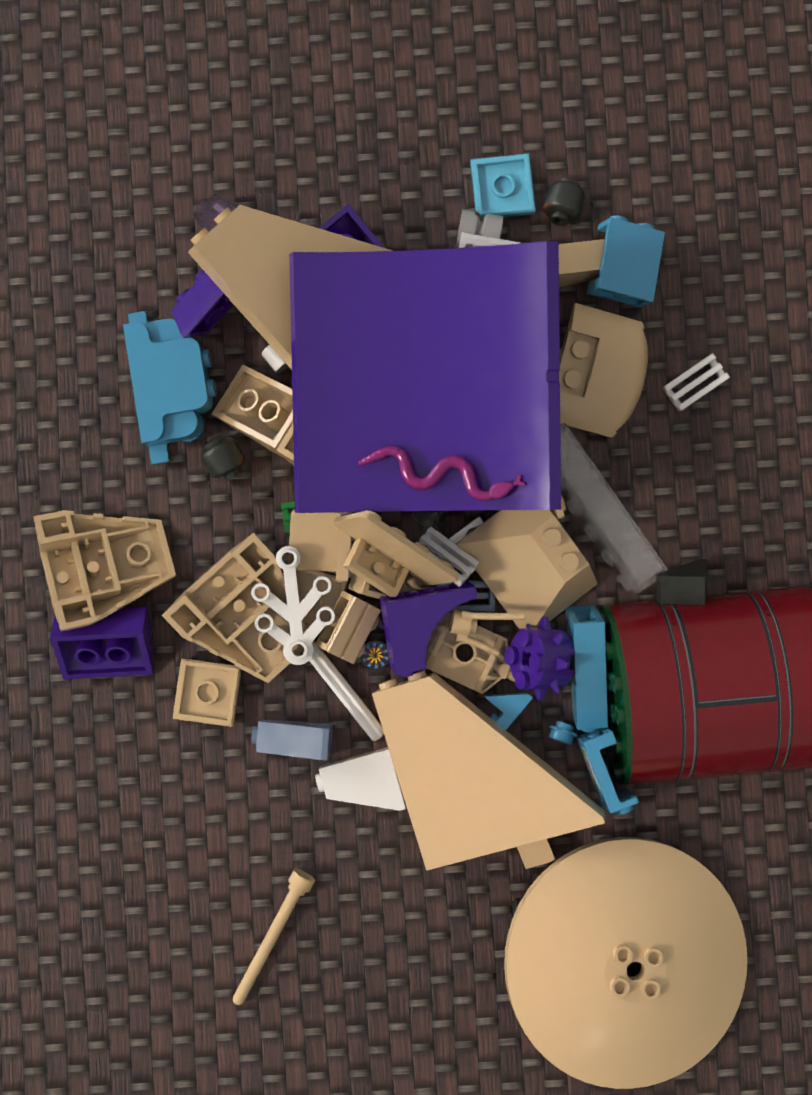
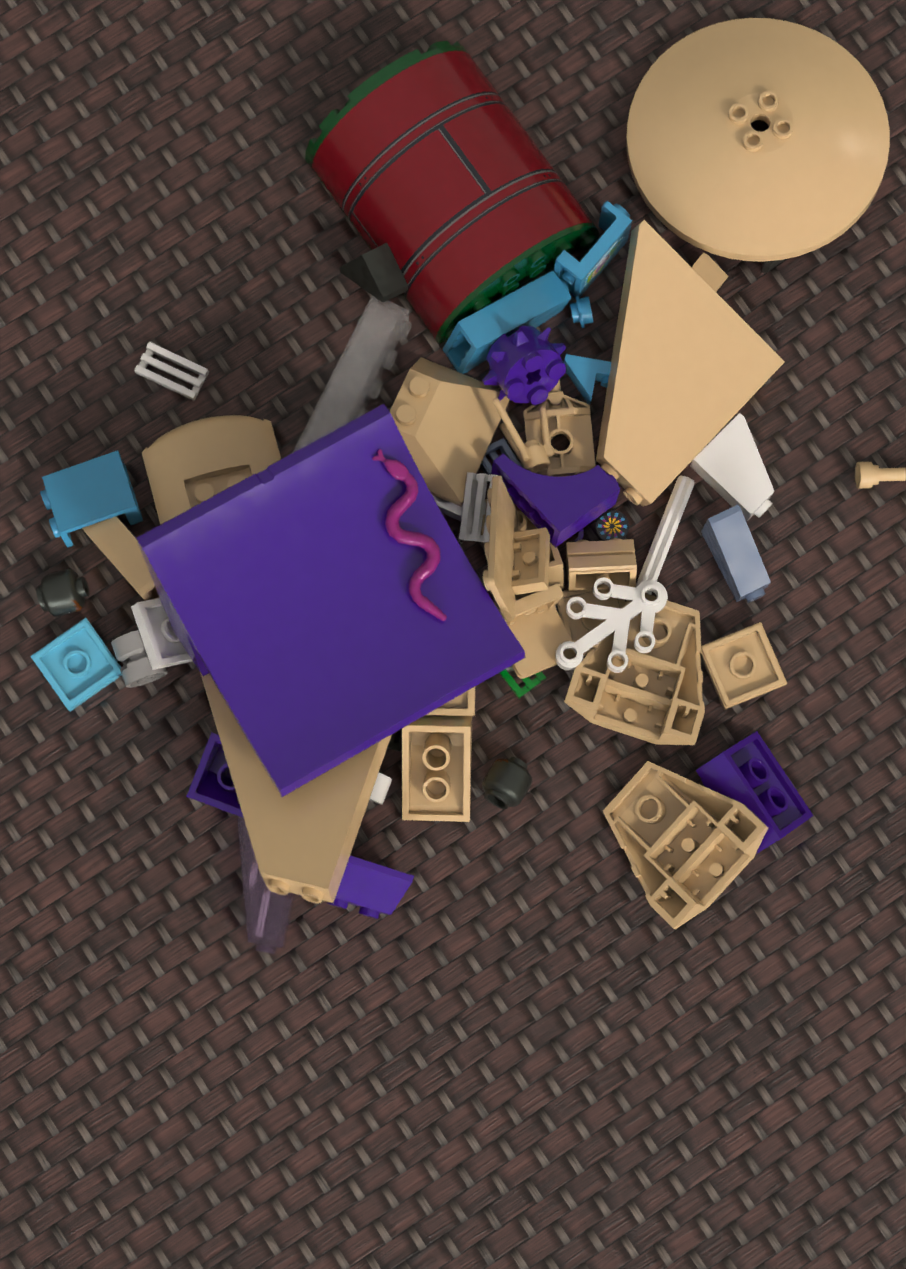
camera: 125 degrees left, 5 degrees down
(167, 383) = (462, 879): dark azure brick -> none

